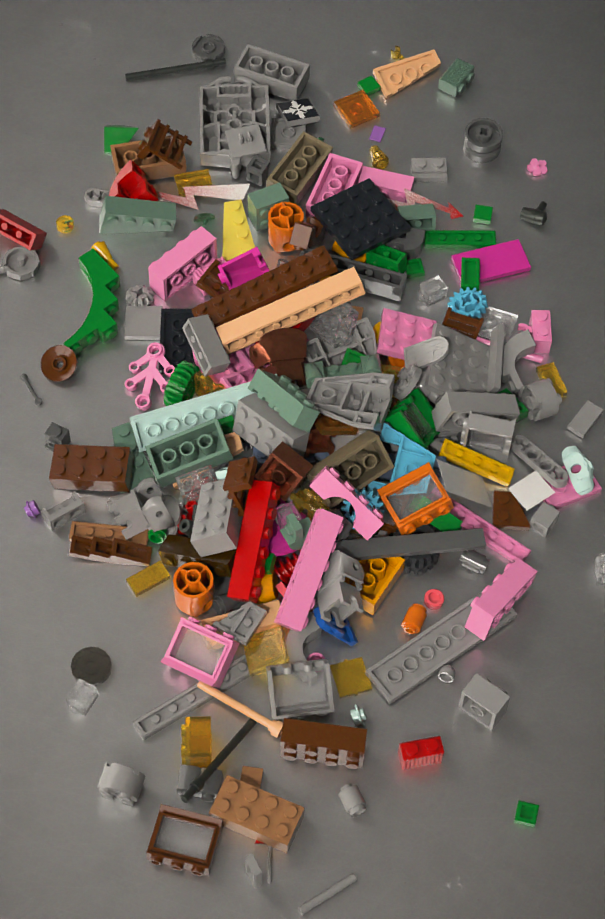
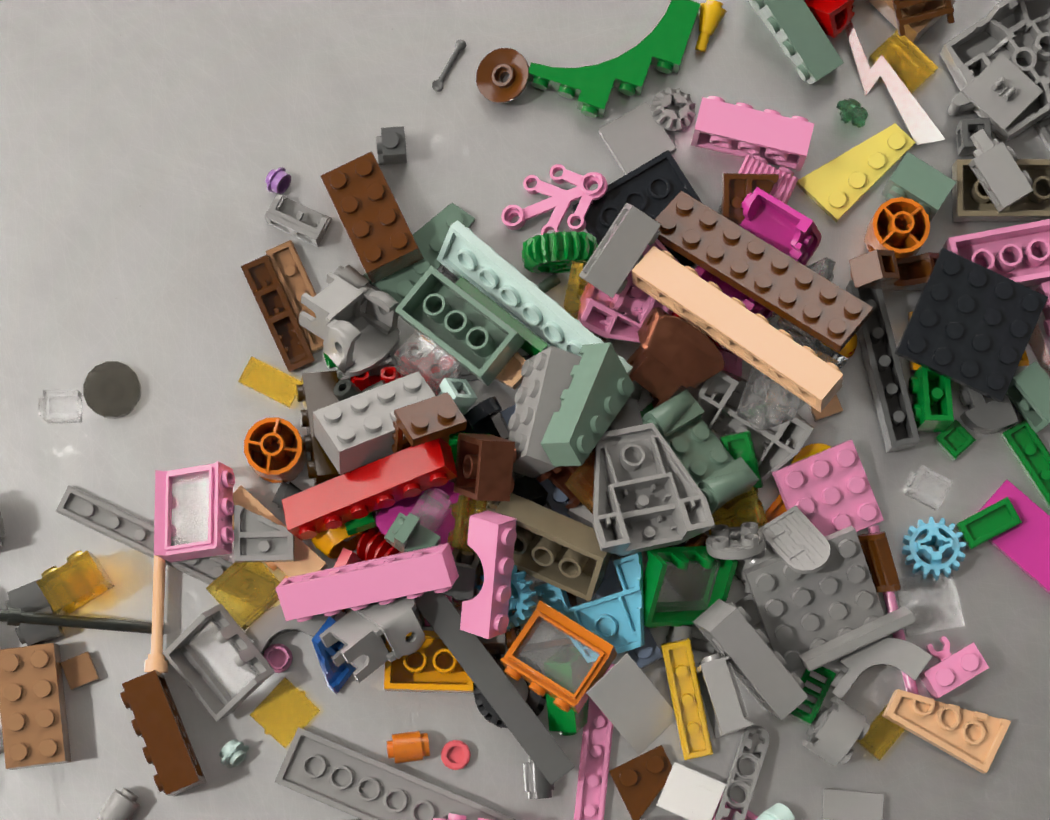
camera: 60 degrees right, 20 degrees up
(287, 161) = (998, 171): none -> light grey hinge
(568, 350) = (957, 731): none -> light nougat wing

